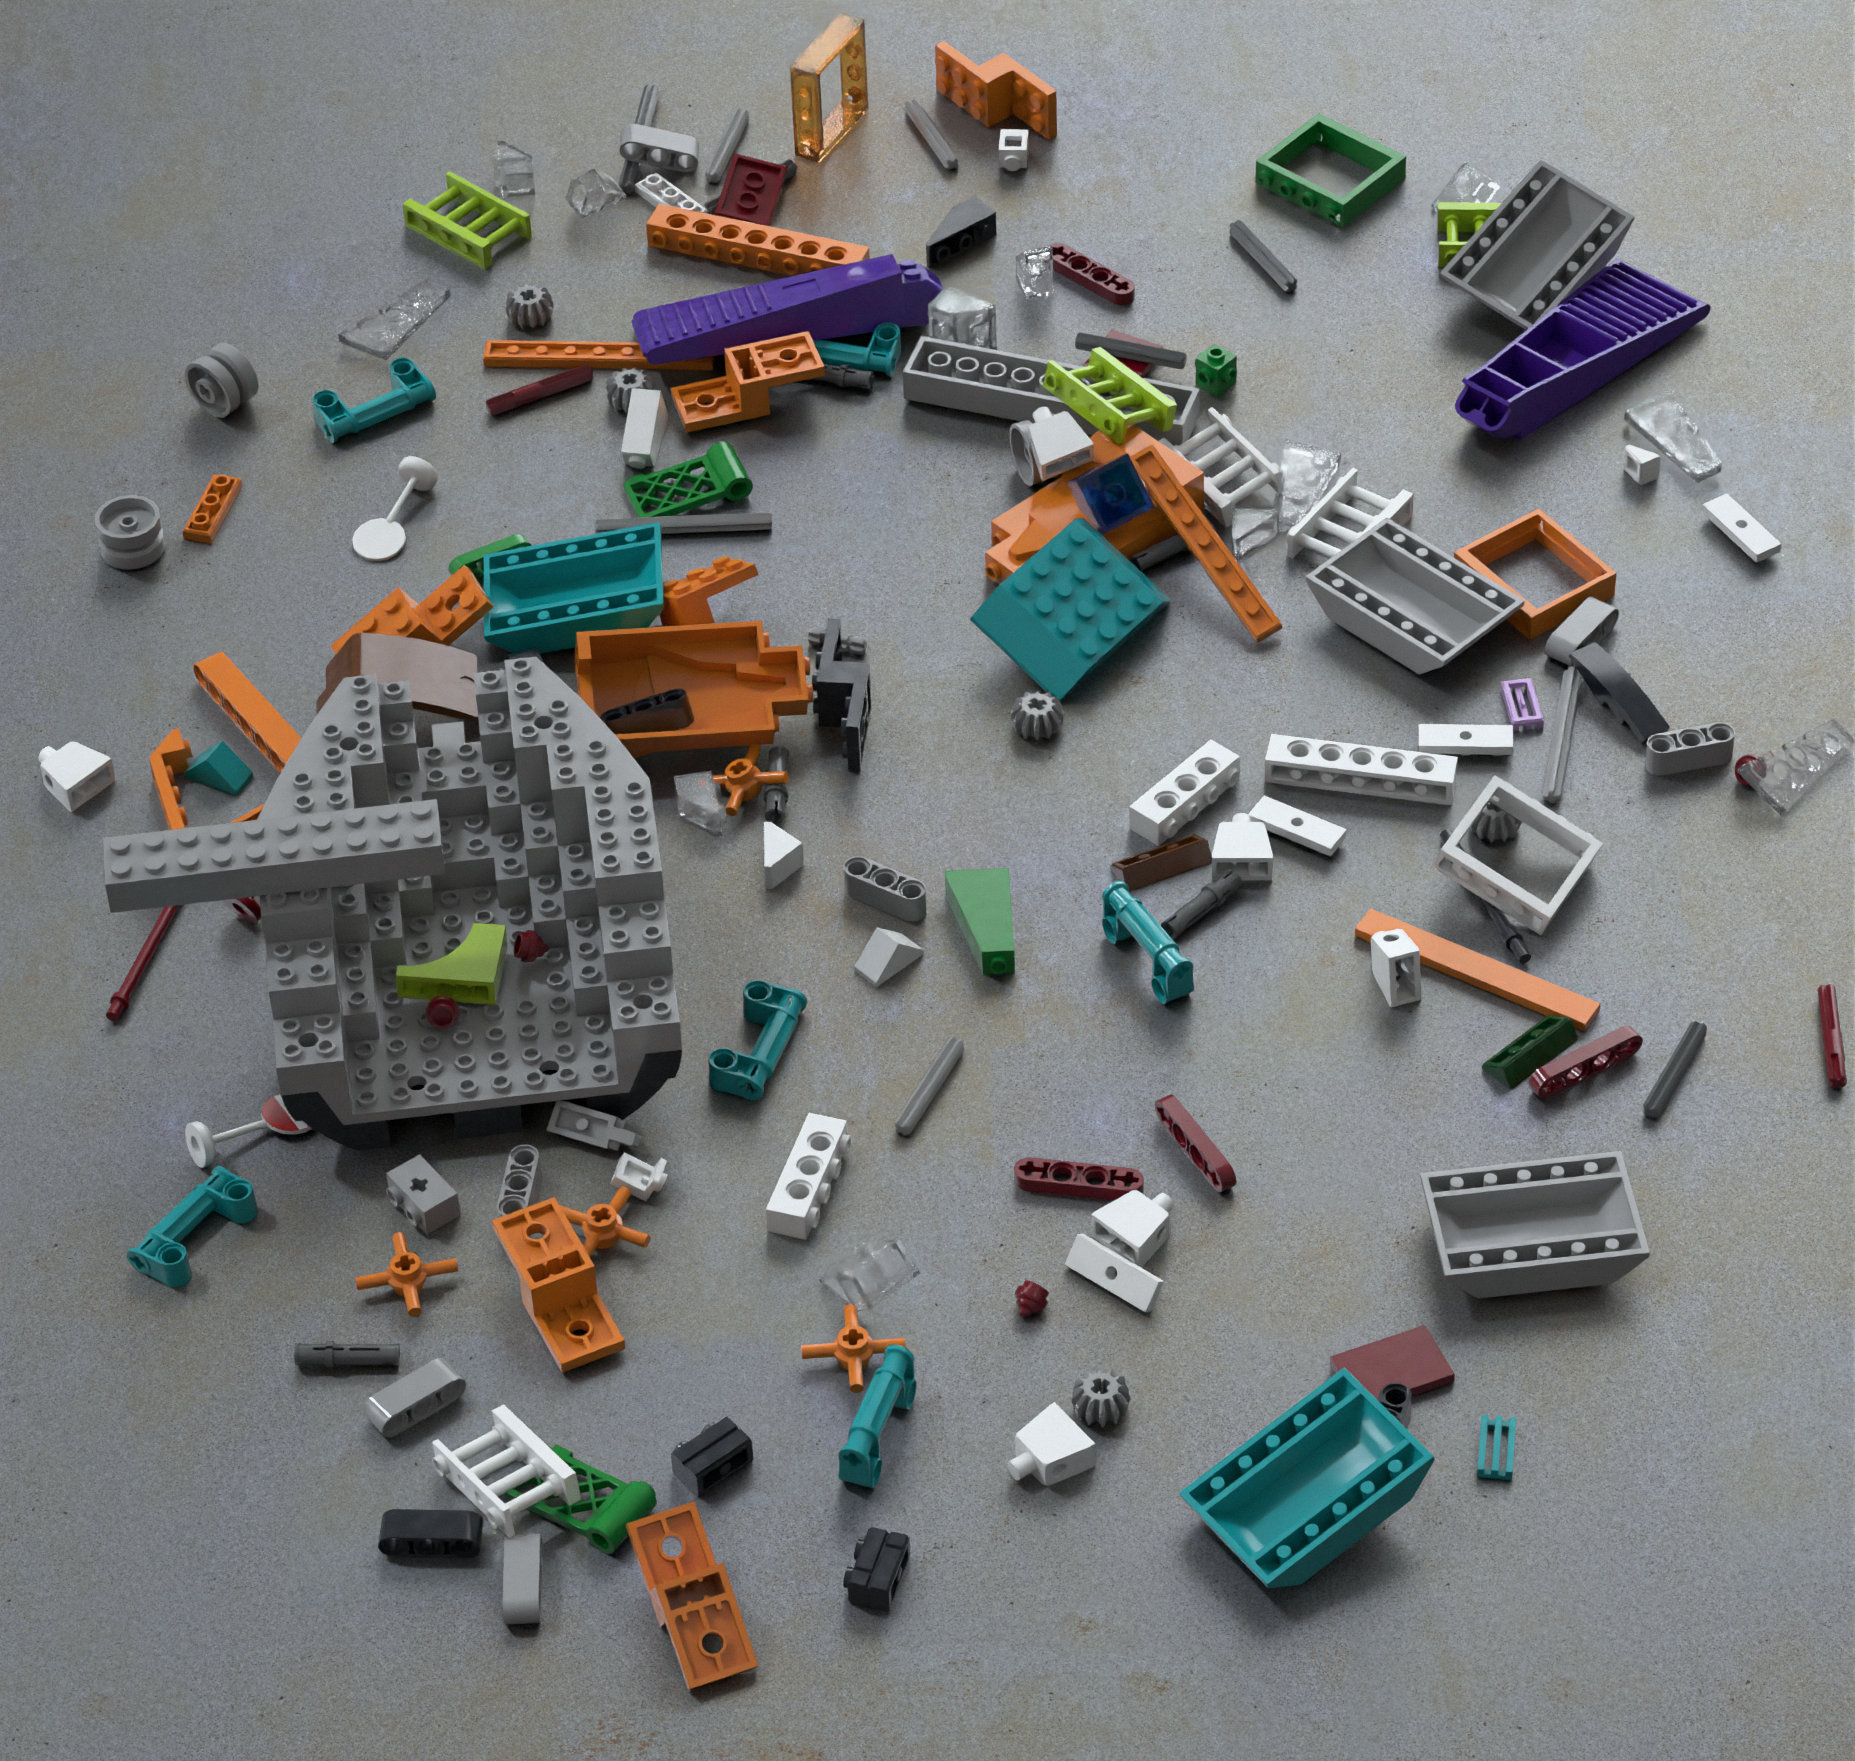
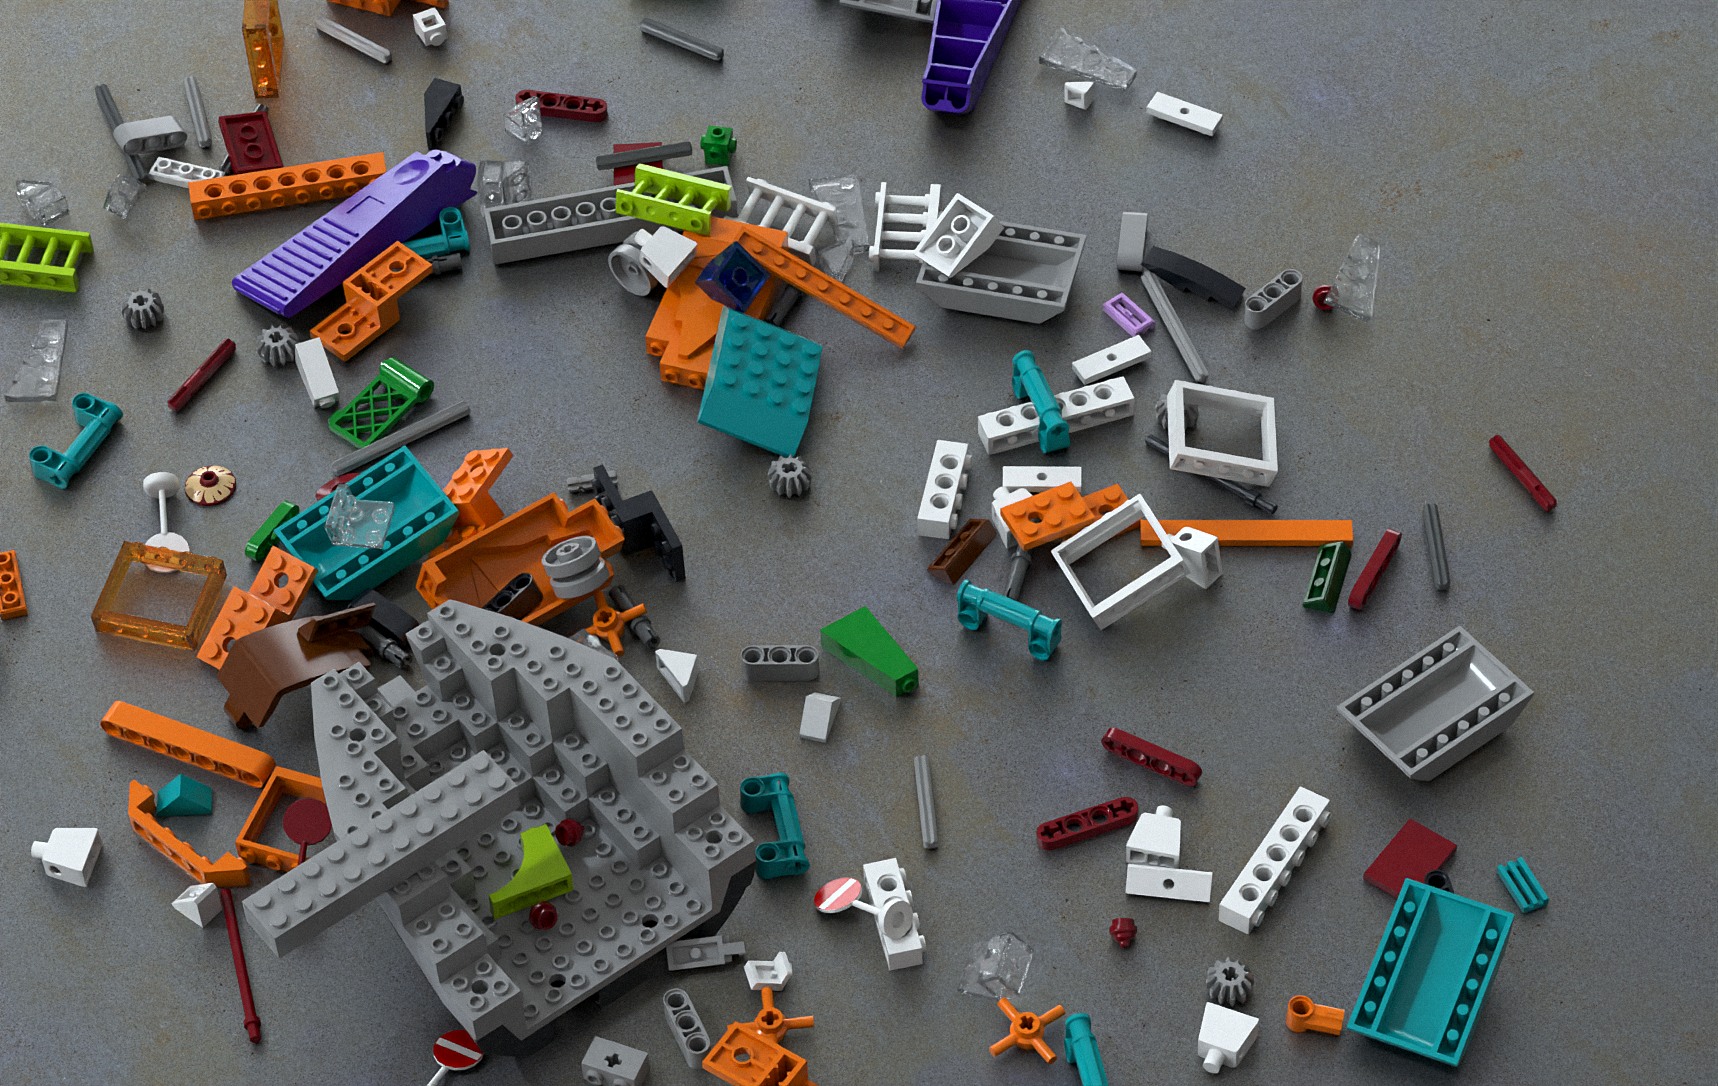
camera: 30 degrees left, 5 degrees up
(334, 622) = (153, 630): none -> clear orange window
(463, 659) = (337, 622): none -> reddish brown slope
(470, 496) = (210, 485): none -> tan dish
(556, 572) = (358, 521): none -> clear bracket
(577, 353) = (204, 335): orange tile -> none
(731, 702) = (575, 567): none -> light grey wheel
(789, 1172) = (842, 893): none -> white piece
(1155, 1468) = (1314, 1016): none -> orange piece
(1243, 1300) = (1274, 860): none -> white brick
(1286, 862) = (1061, 512): none -> orange bracket
(1313, 969) = (1137, 591): none -> white window
(1353, 729) = (1030, 382): none -> teal piece
(1379, 546) = (958, 236): none -> white slope
(1562, 544) = (1076, 182): orange window -> none

